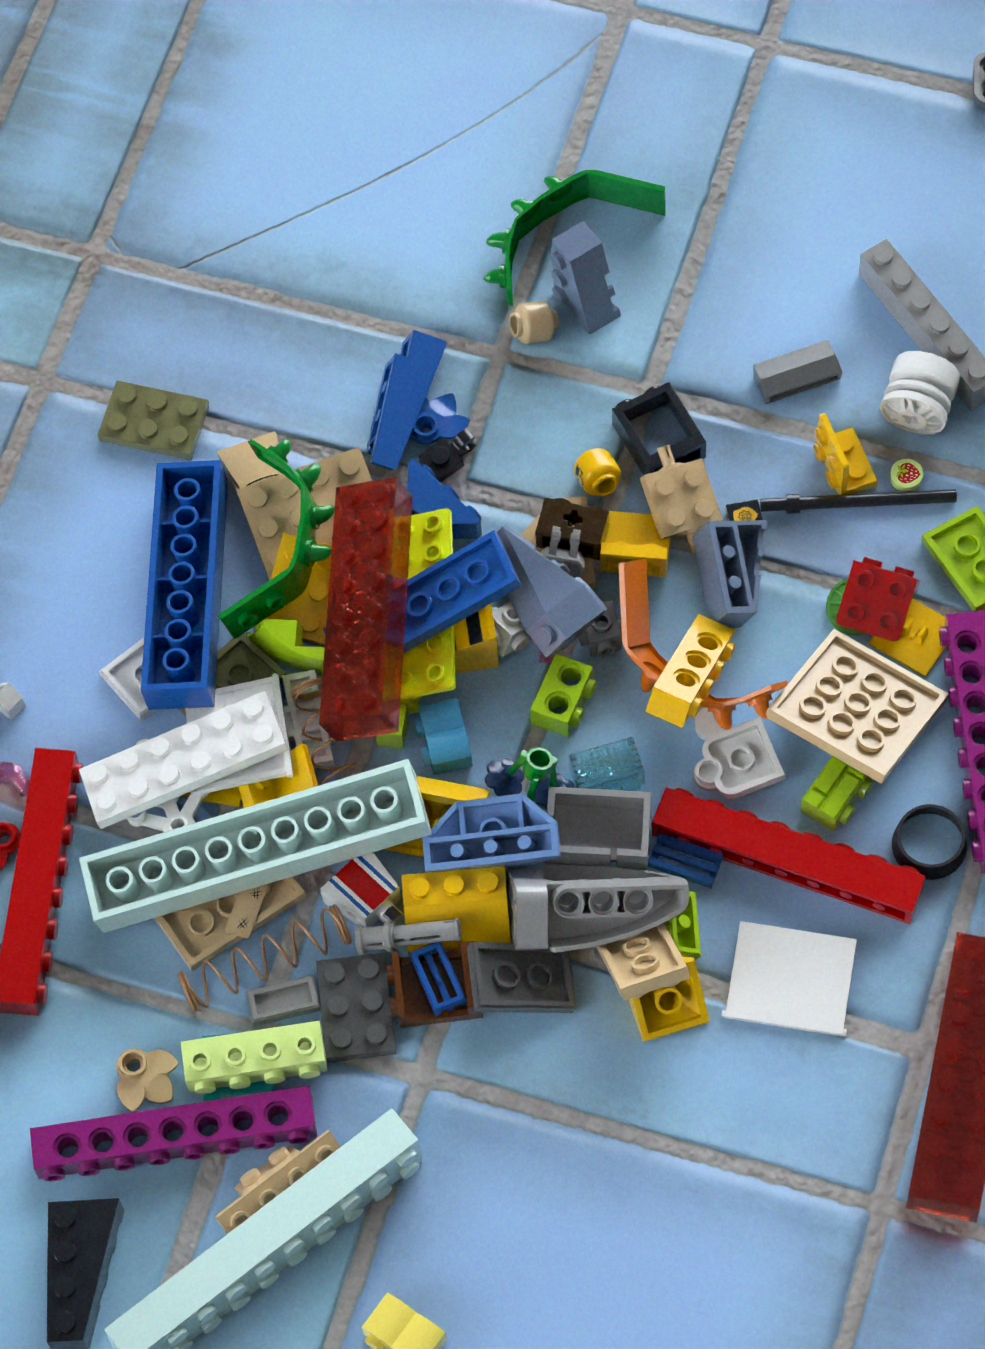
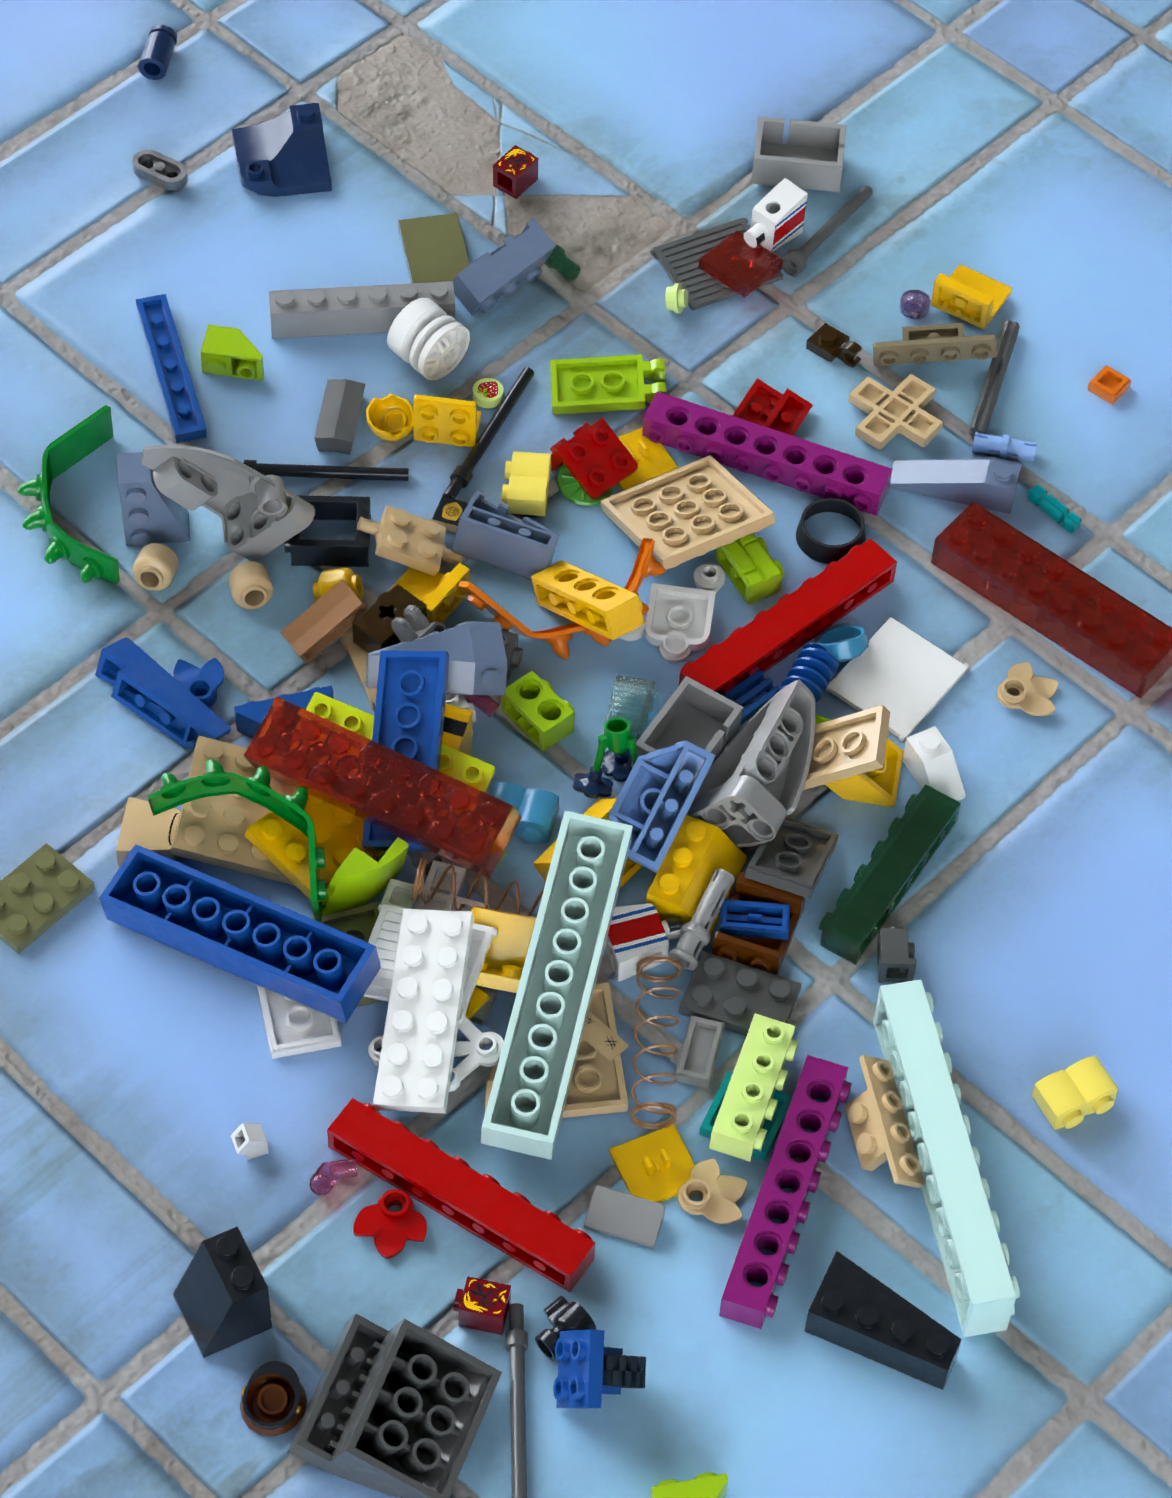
camera: 70 degrees left, 10 degrees down
(84, 1019) = (624, 1216): none -> light grey slope
(151, 1018) = (654, 1164): none -> yellow piece
(445, 457) = (238, 690): black plate -> none
(468, 1113) = (895, 955): none -> dark grey brick
(549, 478) = (323, 621): none -> medium nougat piece
(555, 1069) = (889, 873): none -> clear green brick
(559, 403) = (250, 585): none -> tan head
(621, 369) = (252, 506): none -> light grey panel
(693, 338) = (334, 472): none -> black bar
(696, 1055) = (933, 763): none -> white slope
(732, 899) = (814, 668): none -> blue piece
(763, 214) = (171, 368): none -> blue plate
(797, 909) = (843, 641): none -> dark azure hat
(805, 771) = (711, 583): none -> white plate
(808, 248) = (231, 354): none -> lime slope
(809, 404) = (390, 417): none -> yellow hair
(815, 560) = (528, 483): none -> light yellow brick
(849, 1103) = (1031, 691): none -> tan plate

